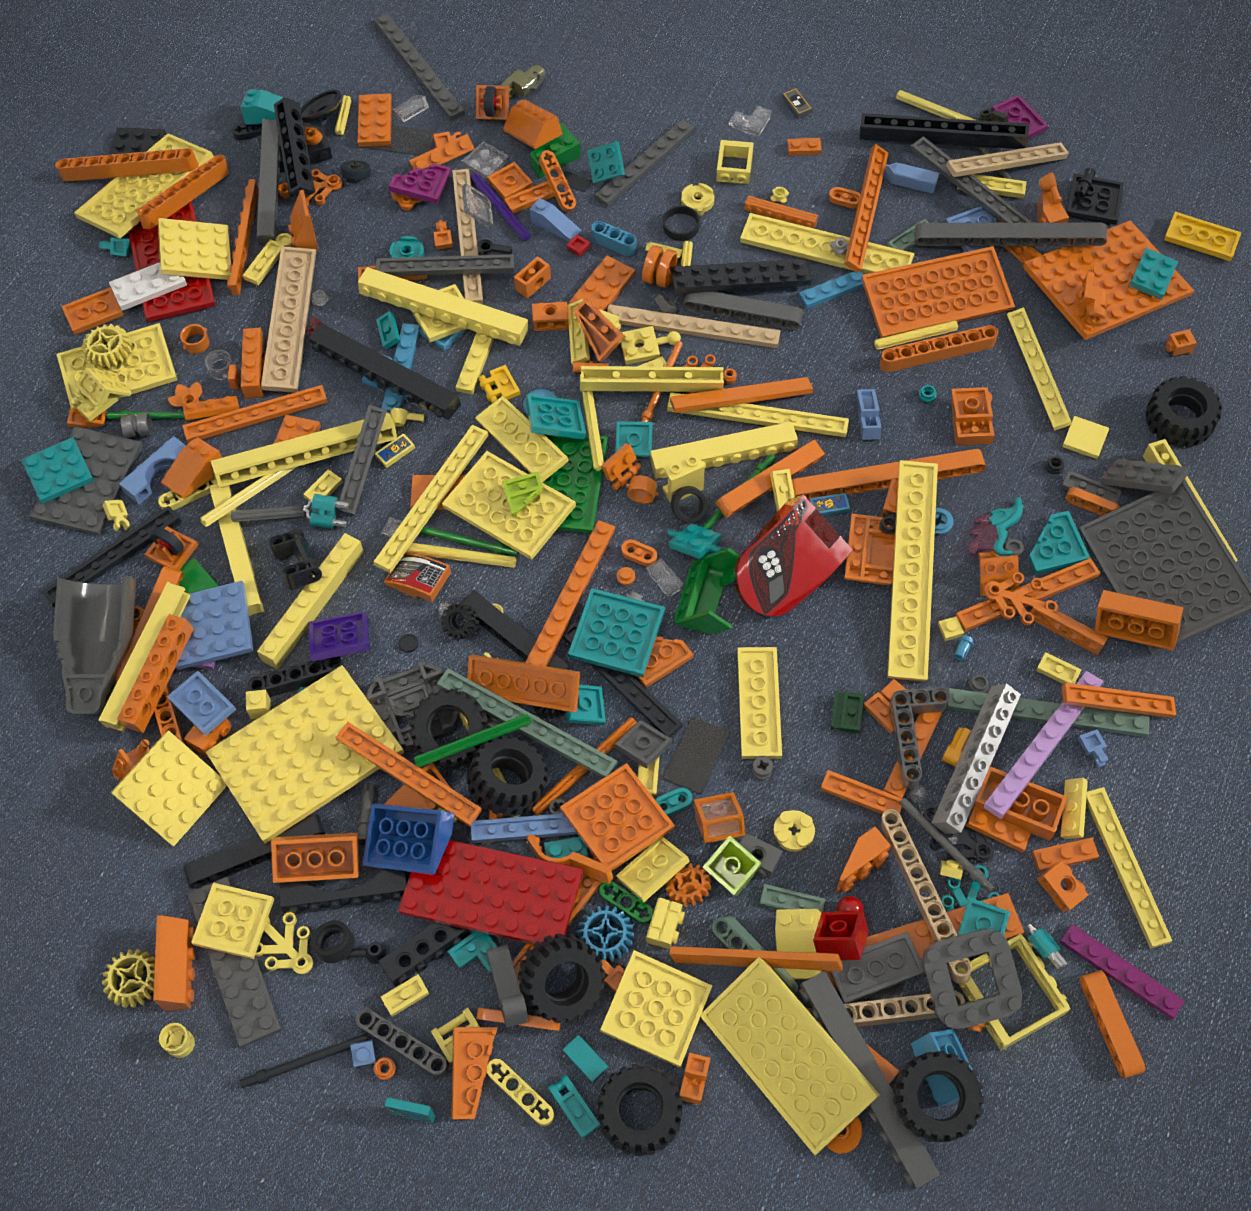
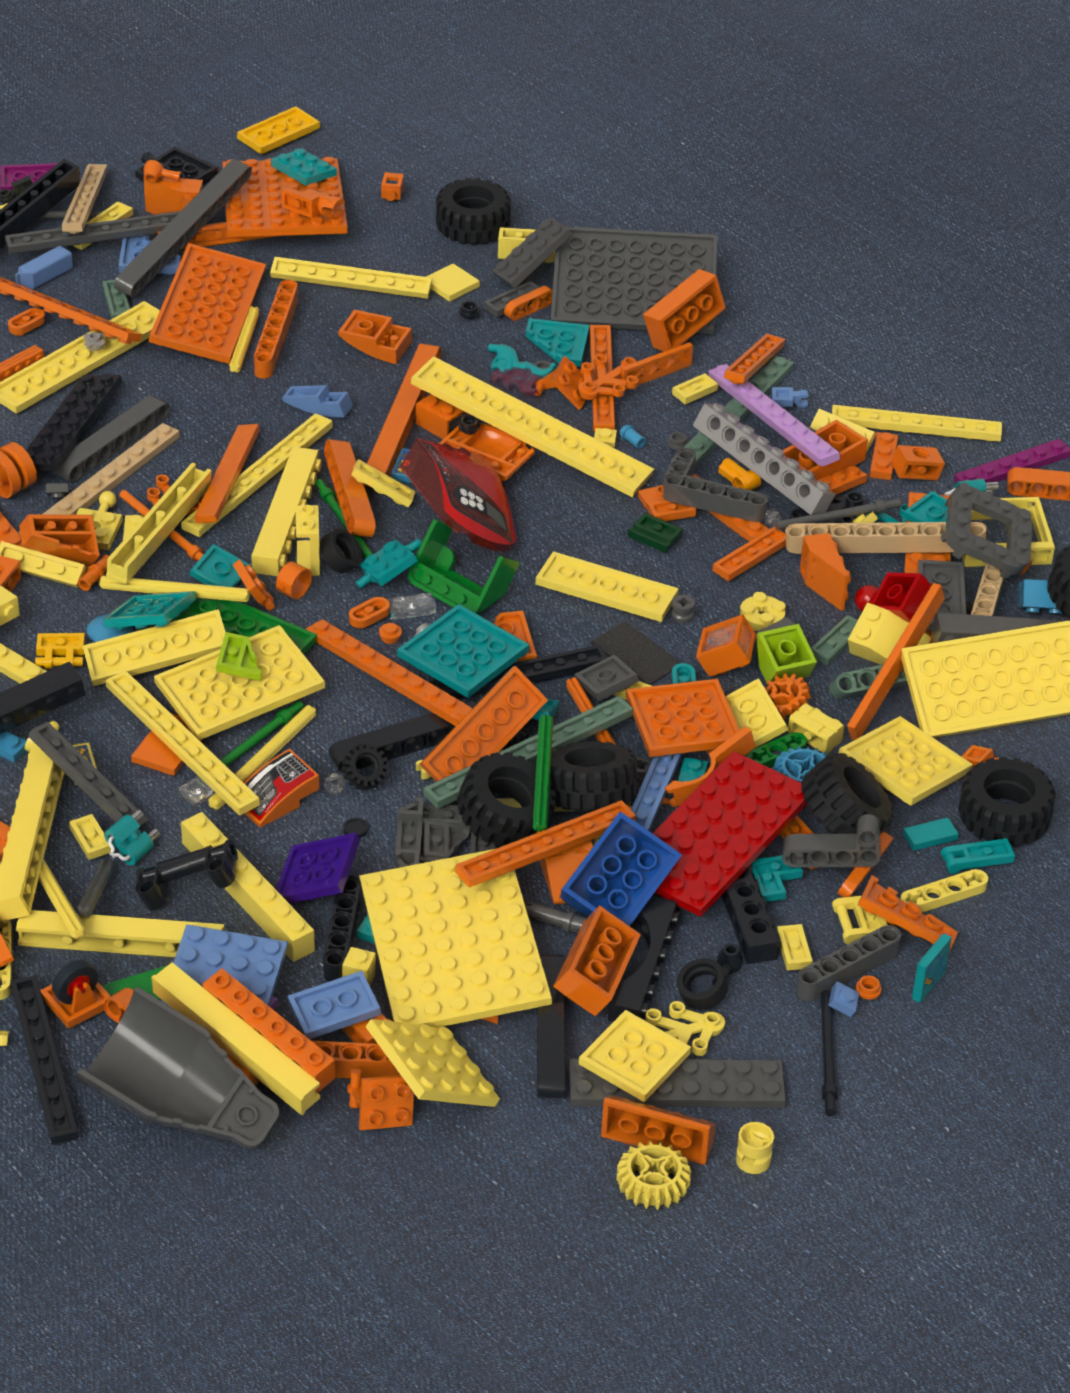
camera: 70 degrees left, 20 degrees down
(831, 289) = (137, 372): dark azure plate -> none
(930, 390) = (323, 356): teal plate -> none

